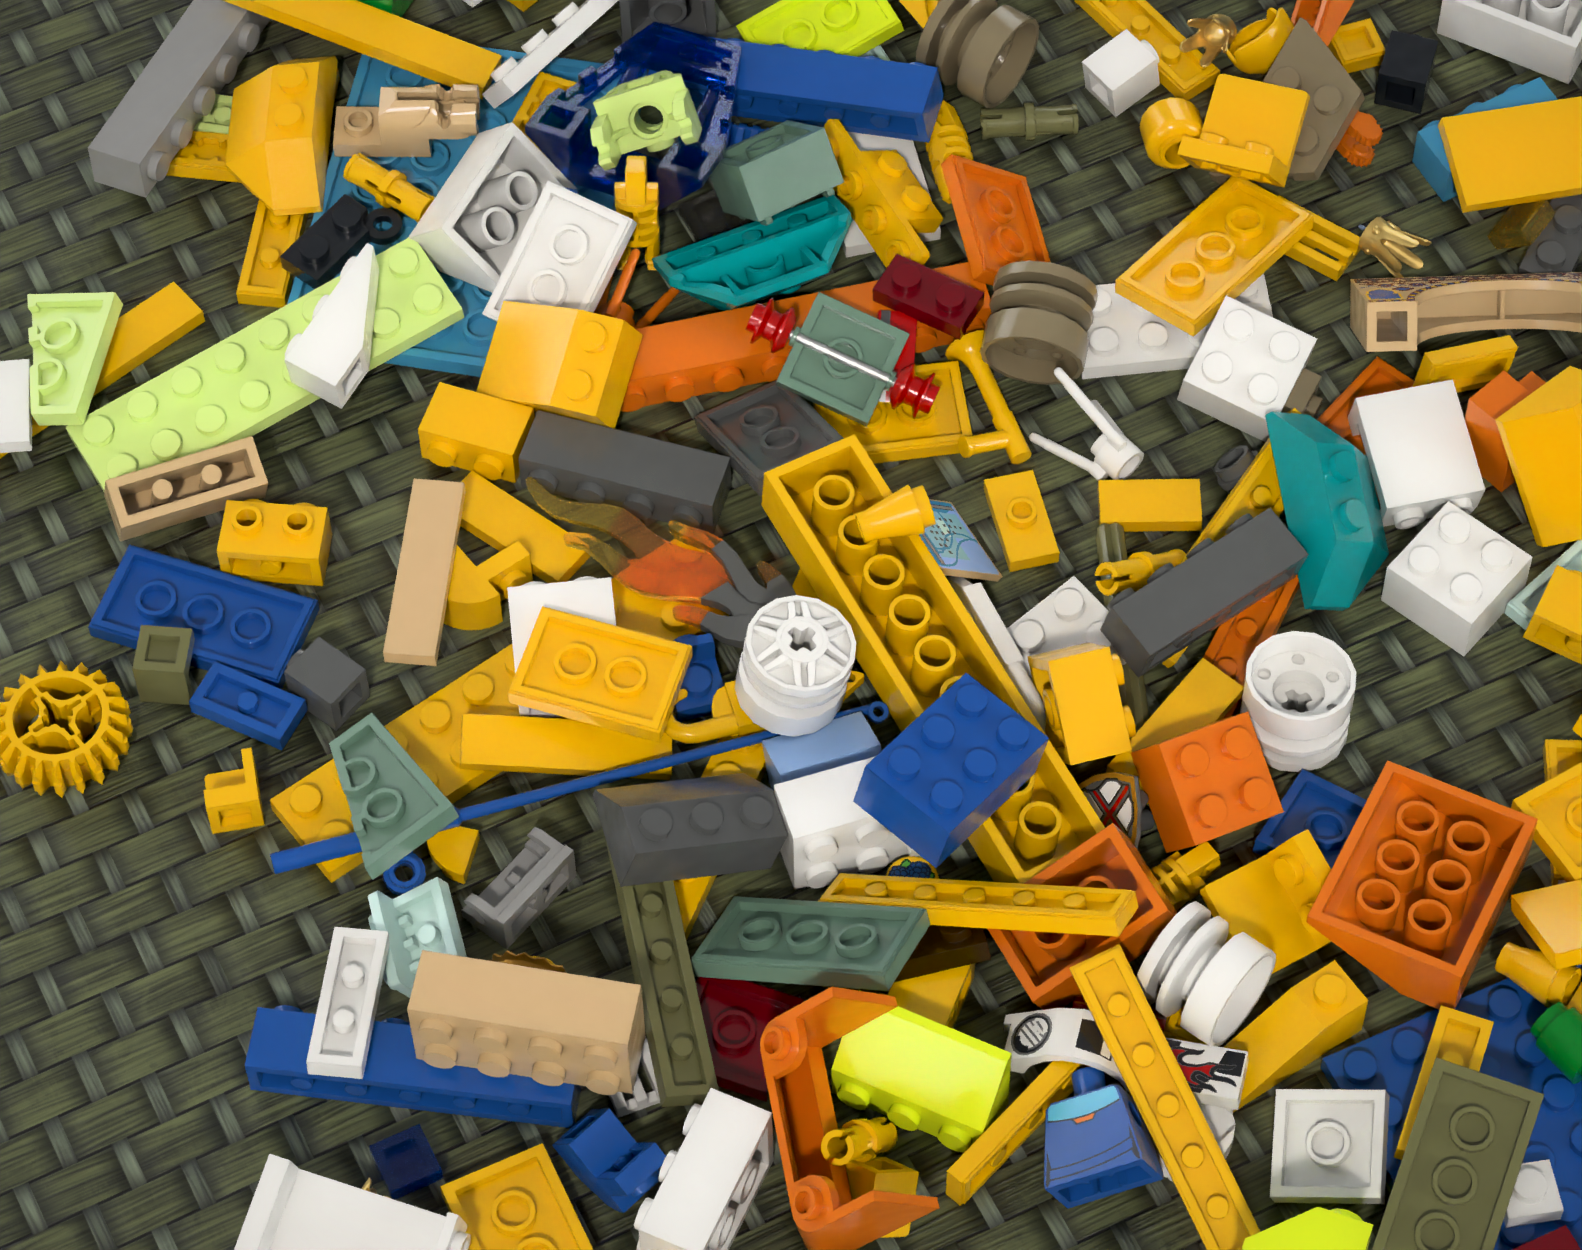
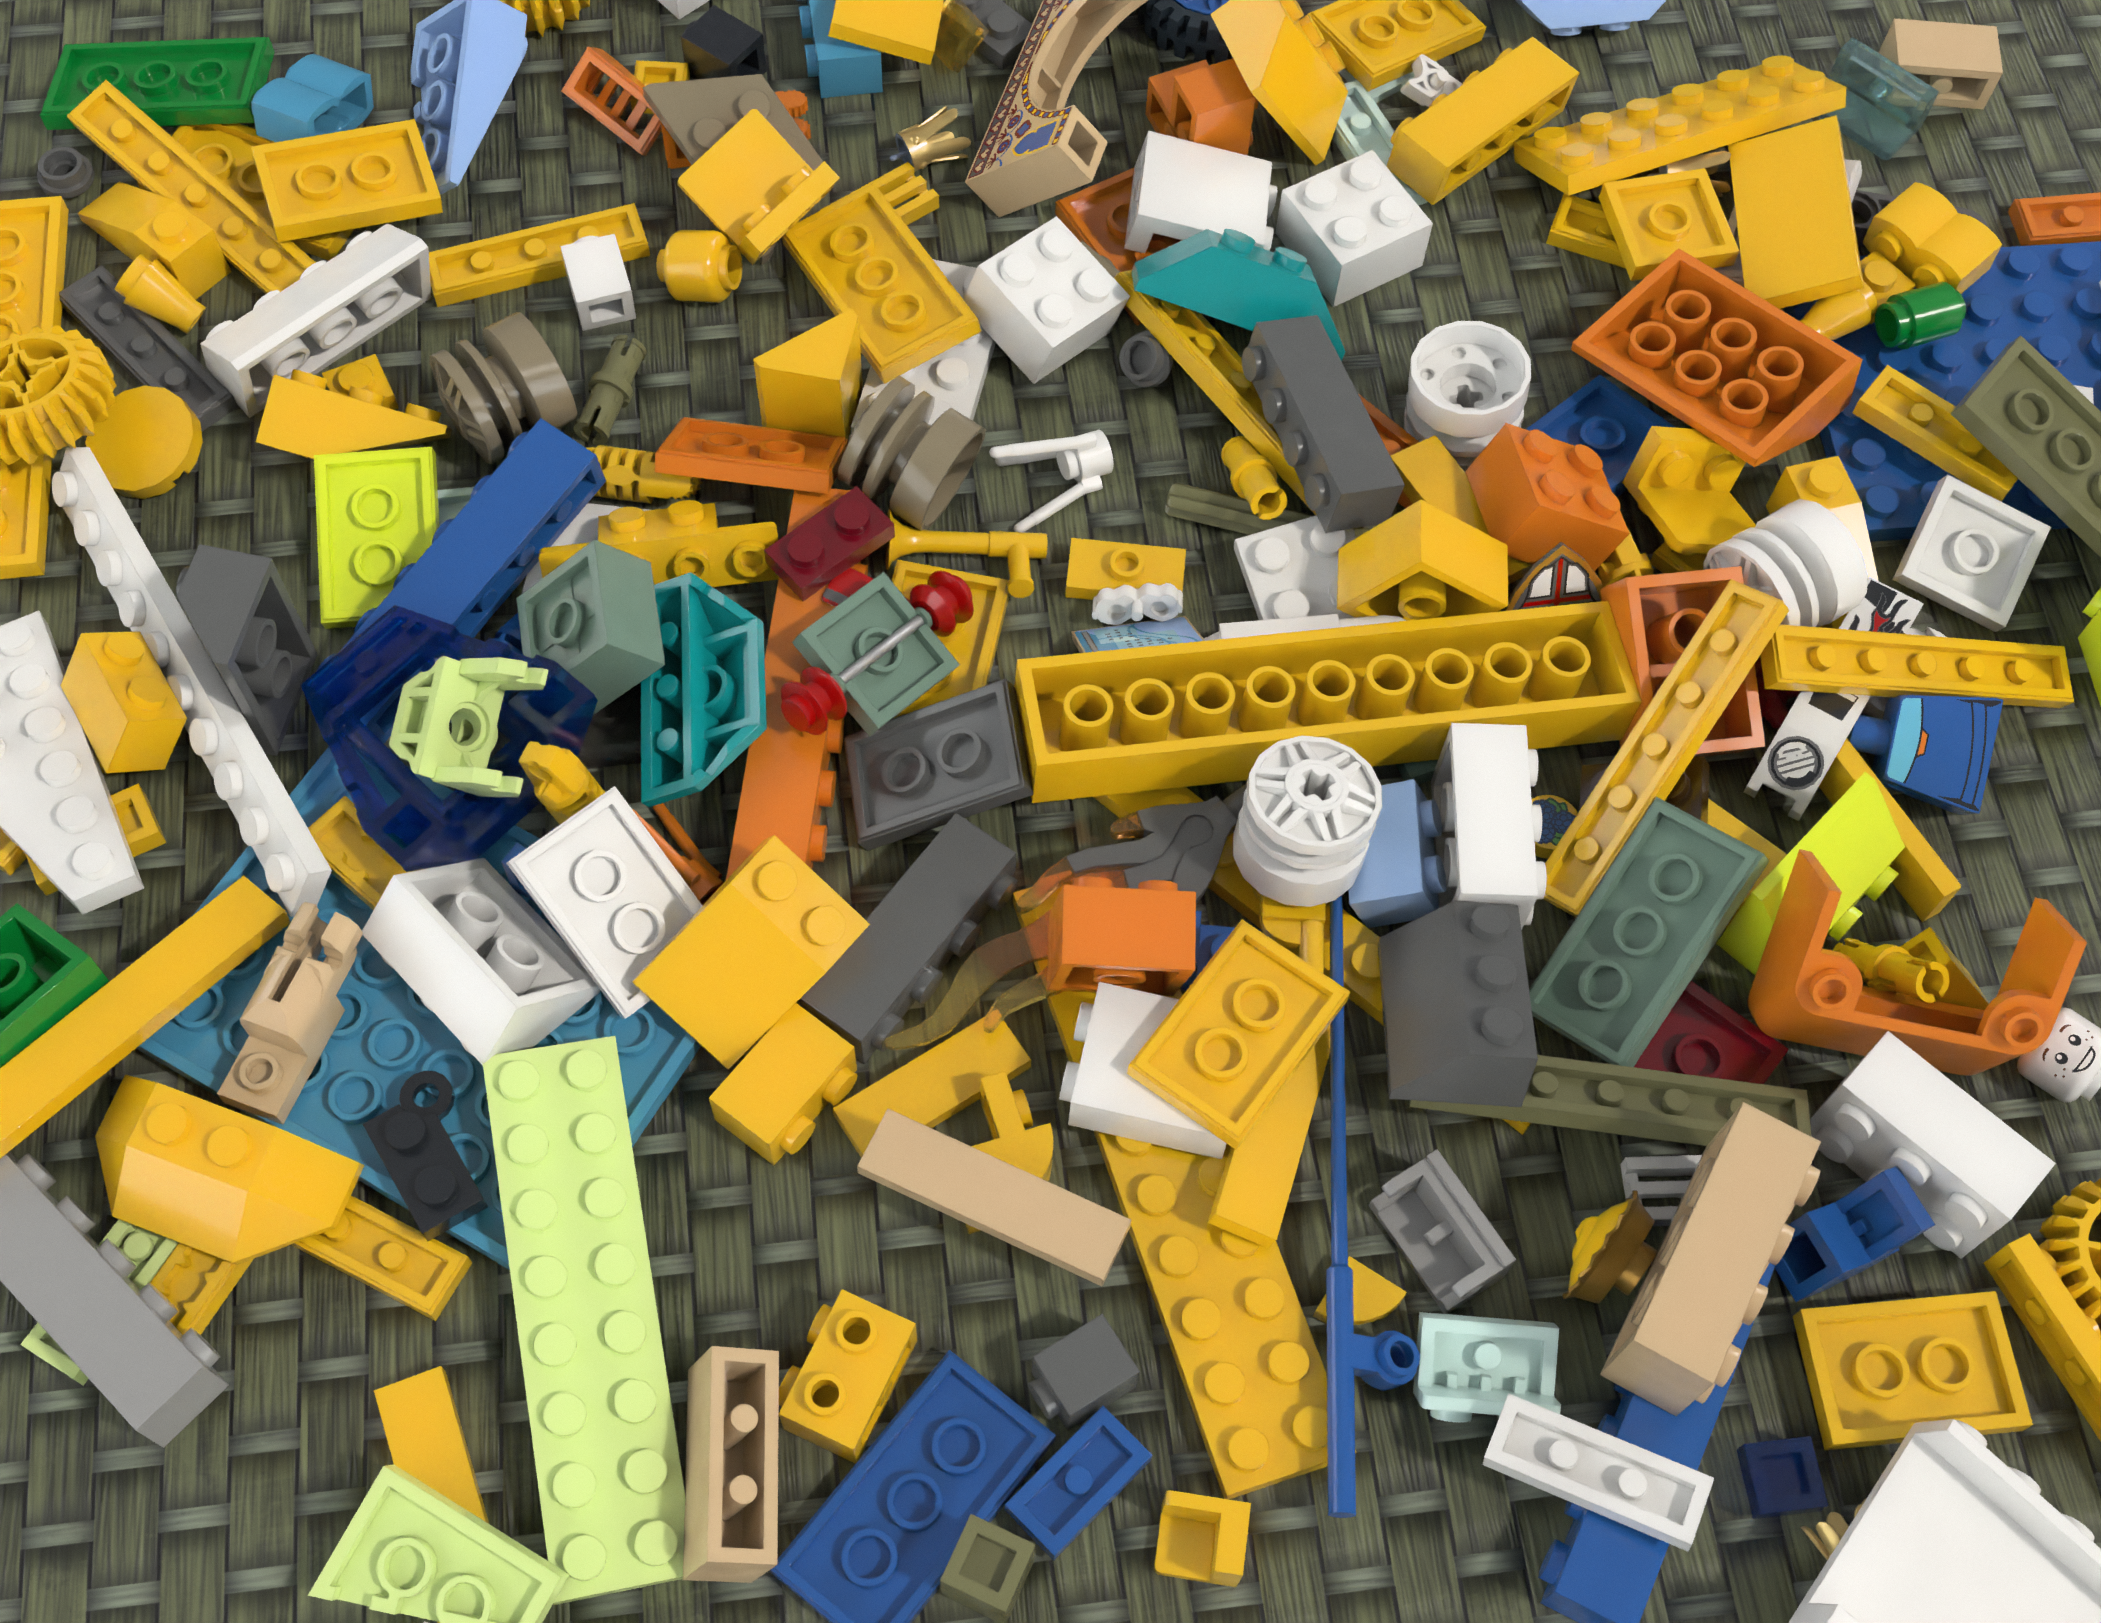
camera: 75 degrees left, 5 degrees up
(338, 341) = (616, 1187): white slope -> none
(387, 186) = (380, 1067): yellow pin -> none
(387, 794) = (1305, 1338): sand green wing -> none
(646, 571) = (1121, 936): none -> orange brick
(897, 515) = (1158, 645): yellow cone -> none
(950, 769) = (1524, 701): blue brick -> none
(988, 524) = (1126, 602): none -> white piece
(1087, 235) = (813, 379): none -> yellow slope
(1151, 504) = (1152, 453): yellow tile -> none
(1214, 35) = (590, 187): pearl gold piece -> none
(1260, 42) = (627, 149): yellow hair -> none
(1467, 364) = (1114, 131): yellow tile -> none

